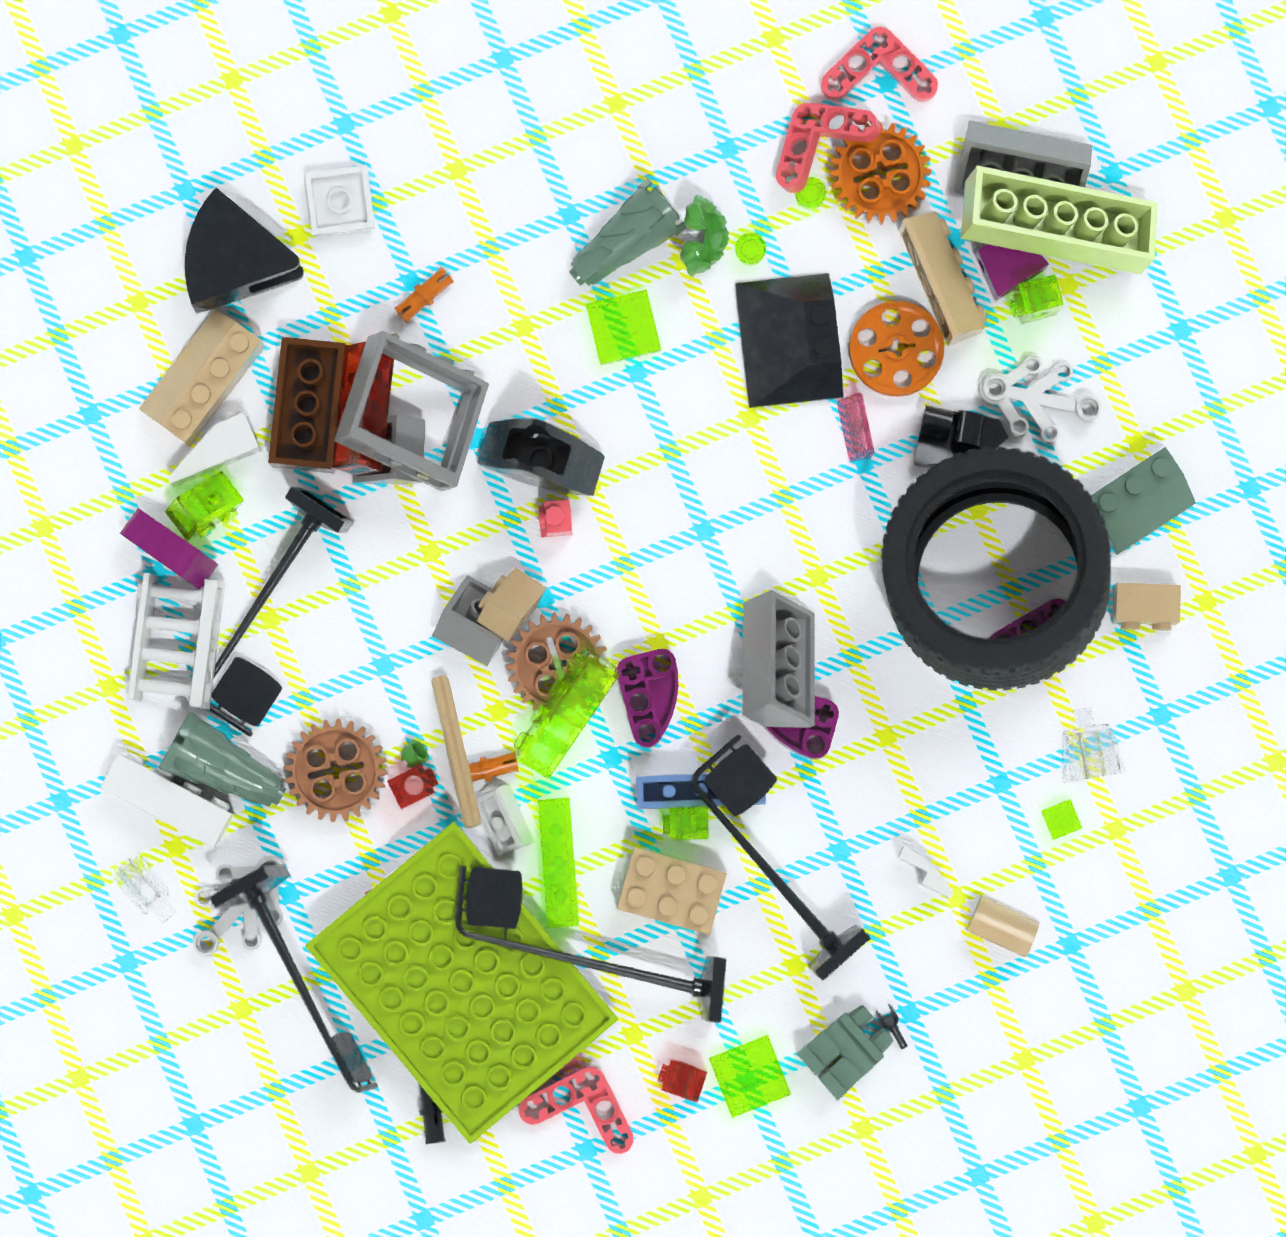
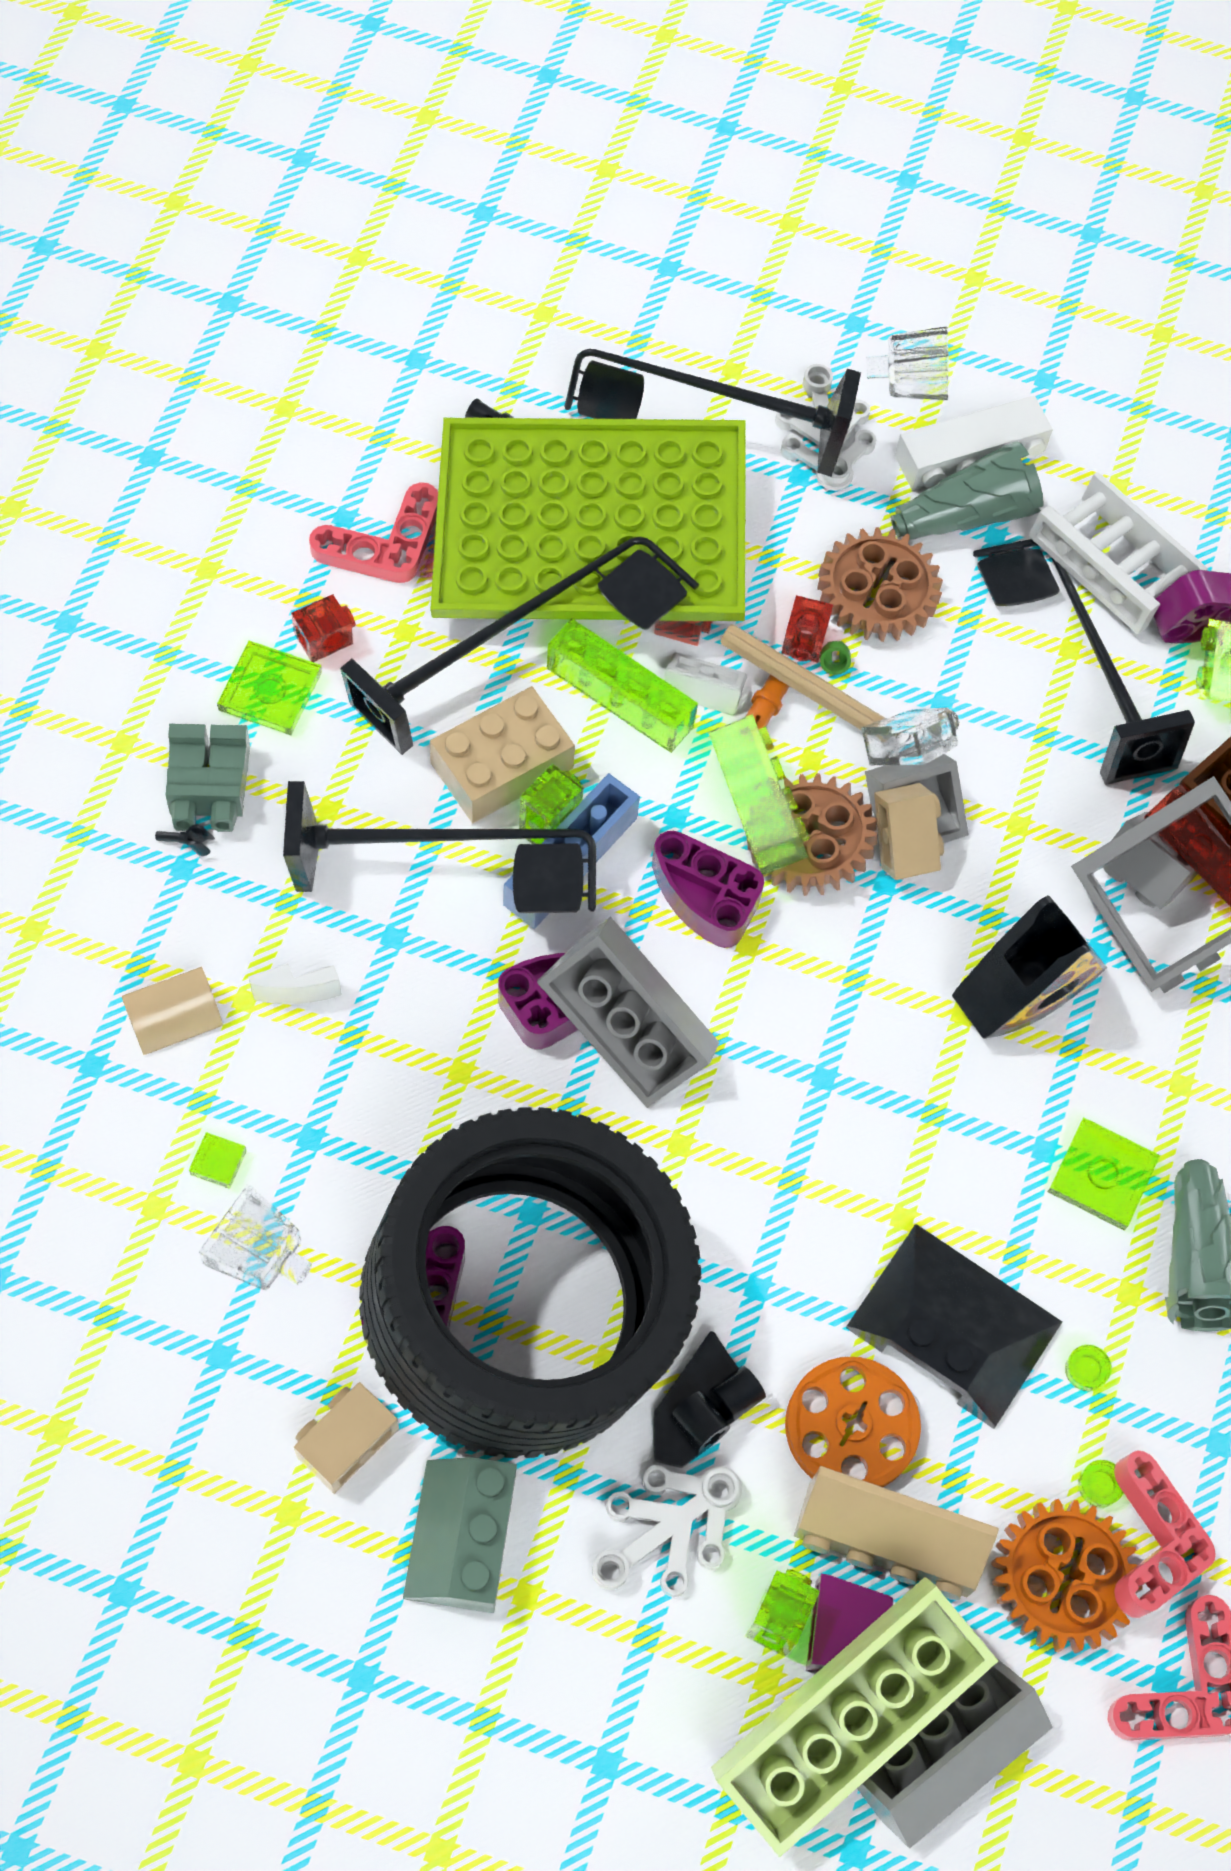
camera: 125 degrees right, 20 degrees down
(439, 654) = (930, 736): none -> clear torso
(555, 518) = (960, 939): coral brick -> none
(704, 216) = (1150, 1346): bright green piece -> none
(855, 427) = (801, 1309): clear pink slope -> none

